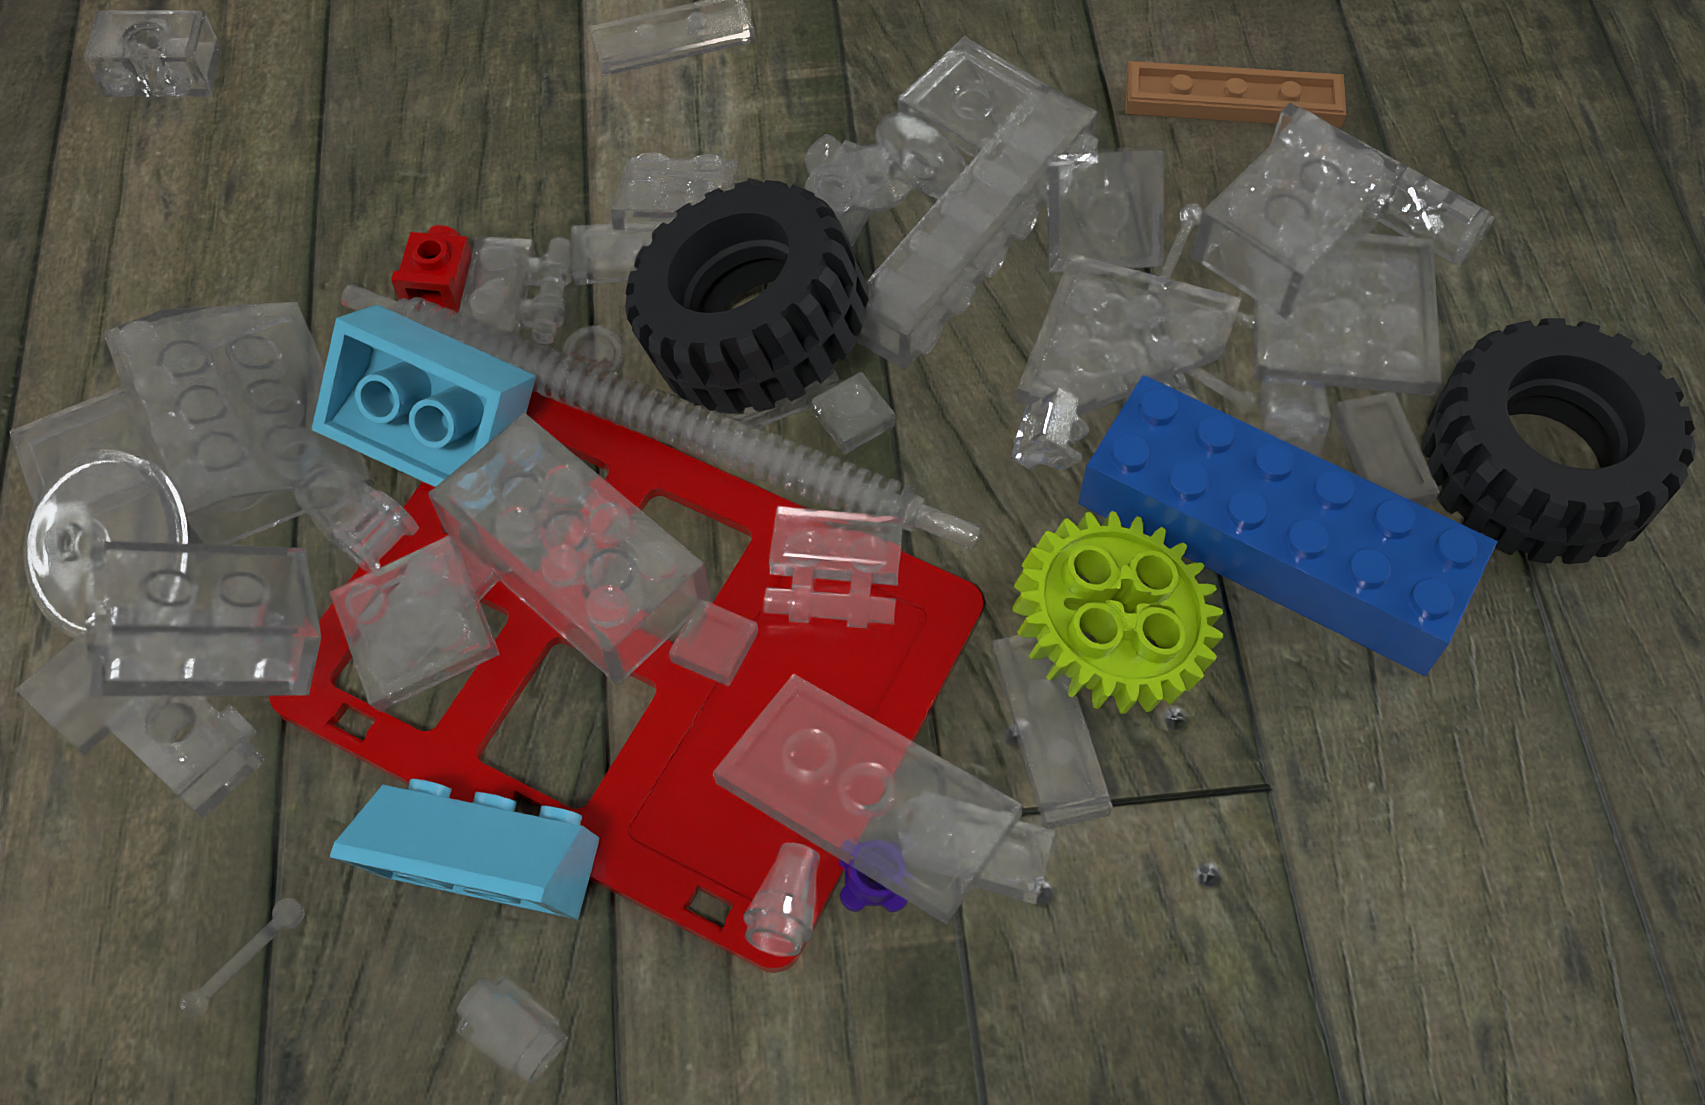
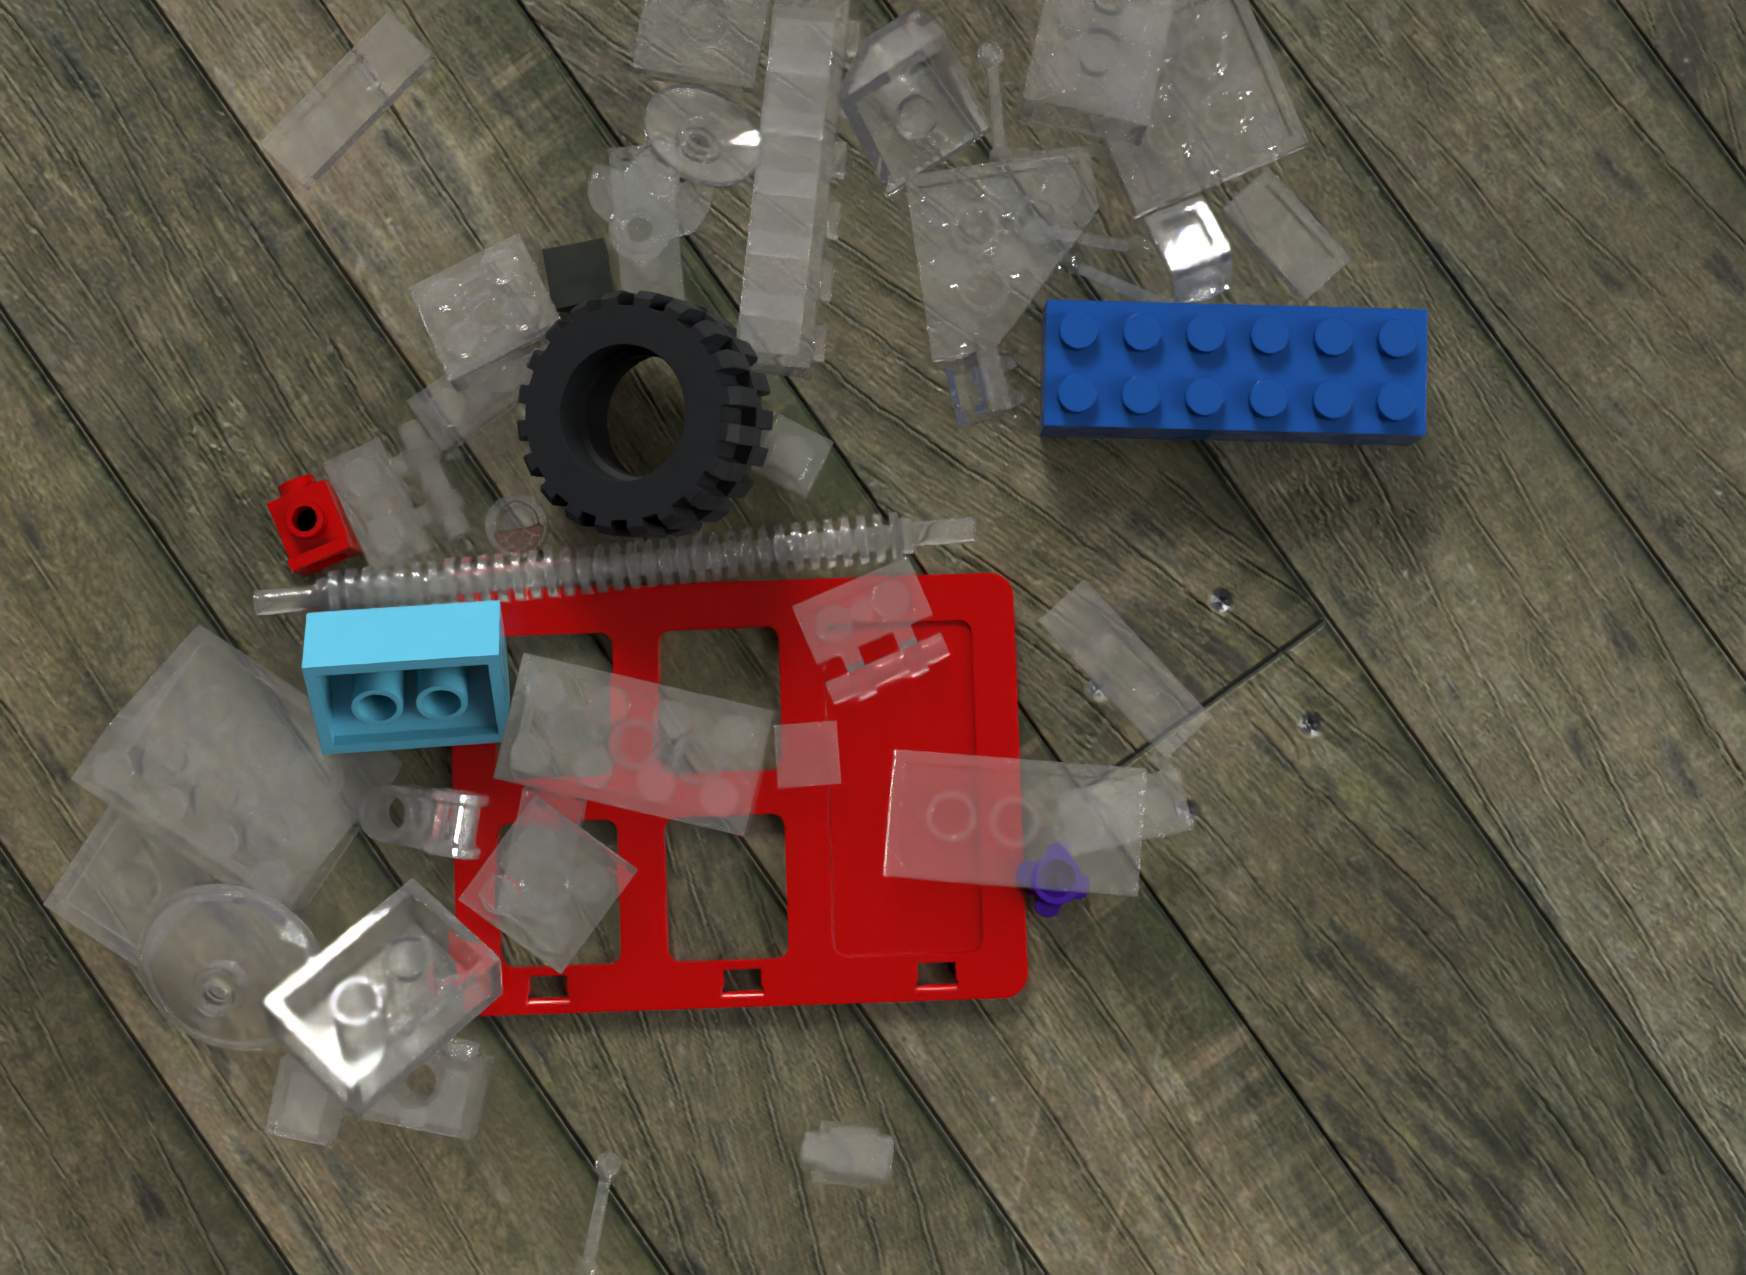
camera: 25 degrees left, 25 degrees up
(472, 847) = (735, 1050): medium azure slope -> none
(783, 907) = (1000, 945): clear cone -> none
(1117, 612) = (1161, 586): lime gear -> none
(1597, 390) = (1485, 98): black tyre -> none

